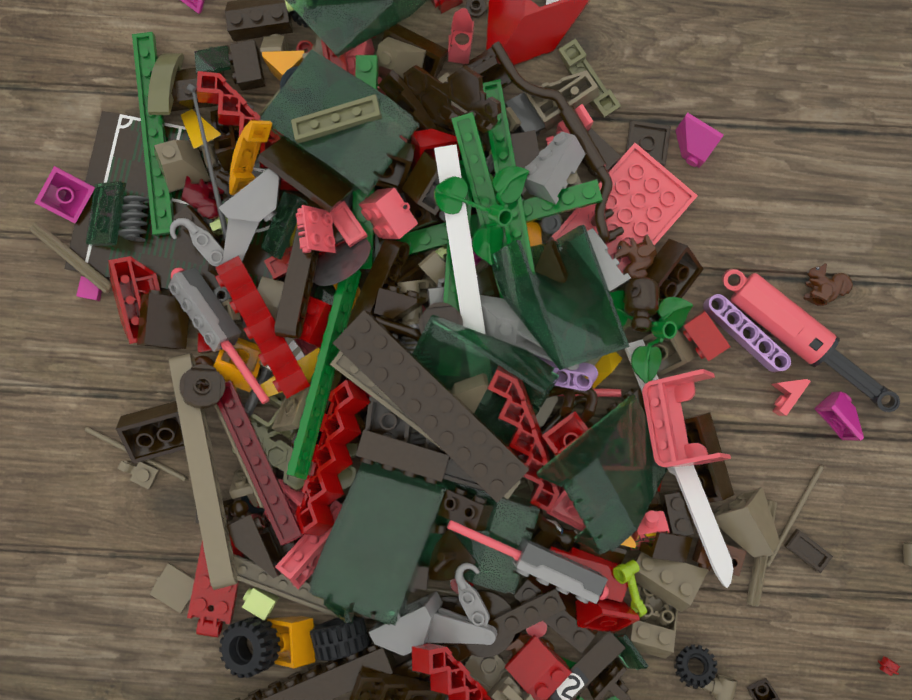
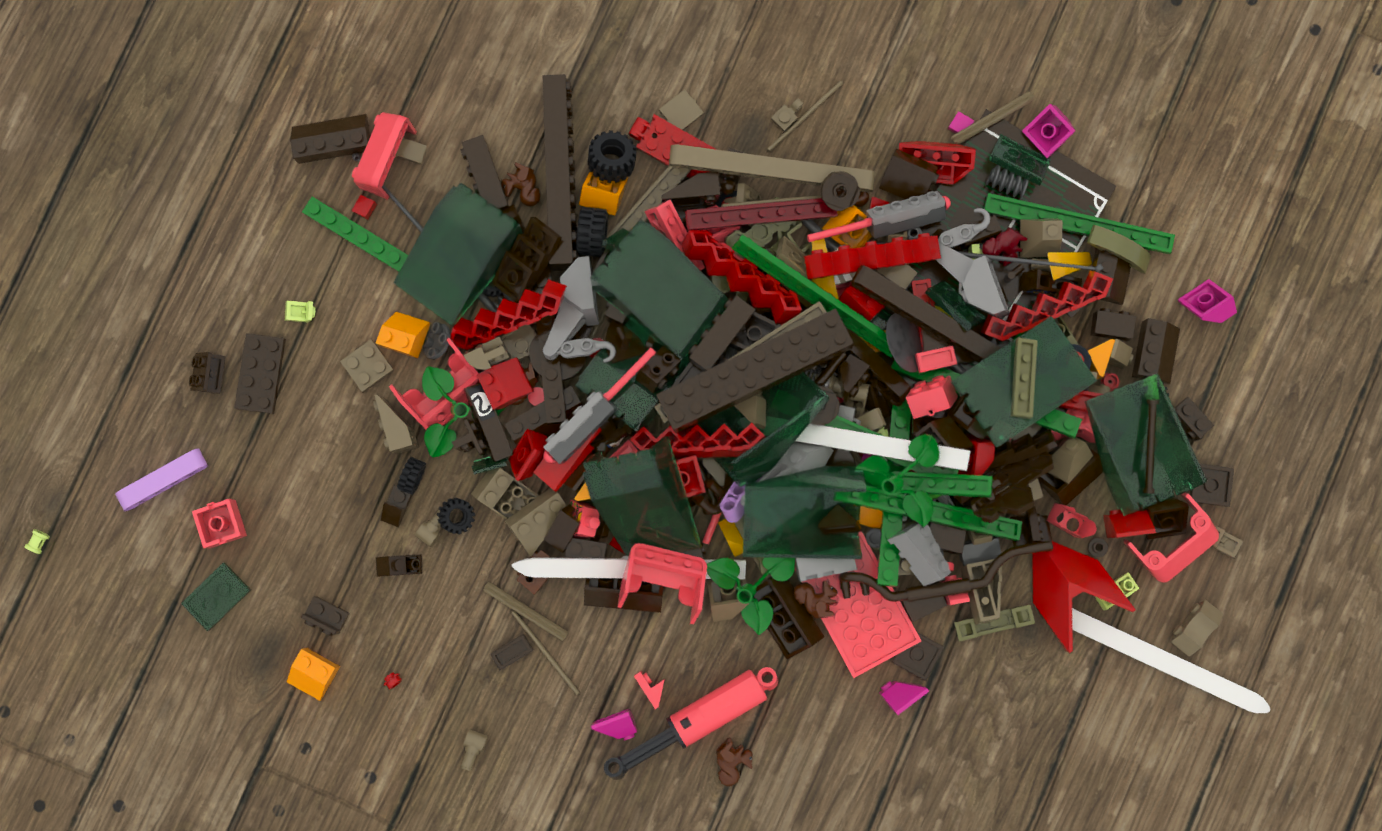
camera: 110 degrees right, 0 degrees up
(151, 432) = (817, 136): dark brown slope -> none
(212, 59) = (1128, 296): clear green piece -> none
(246, 154) = (1025, 293): light orange slope -> none
(259, 602) = (644, 177): yellowish green brick -> none
(305, 174) = (988, 336): dark brown tile -> none
(317, 229) = (937, 331): coral hinge -> none
(625, 573) = (556, 484): lime brick -> none
(641, 302) = (777, 583): dark brown piece -> none
(706, 336) = (728, 634): red slope -> none
(749, 523) = (555, 607): dark tan slope -> none
(756, 335) = (709, 679): lavender beam -> none

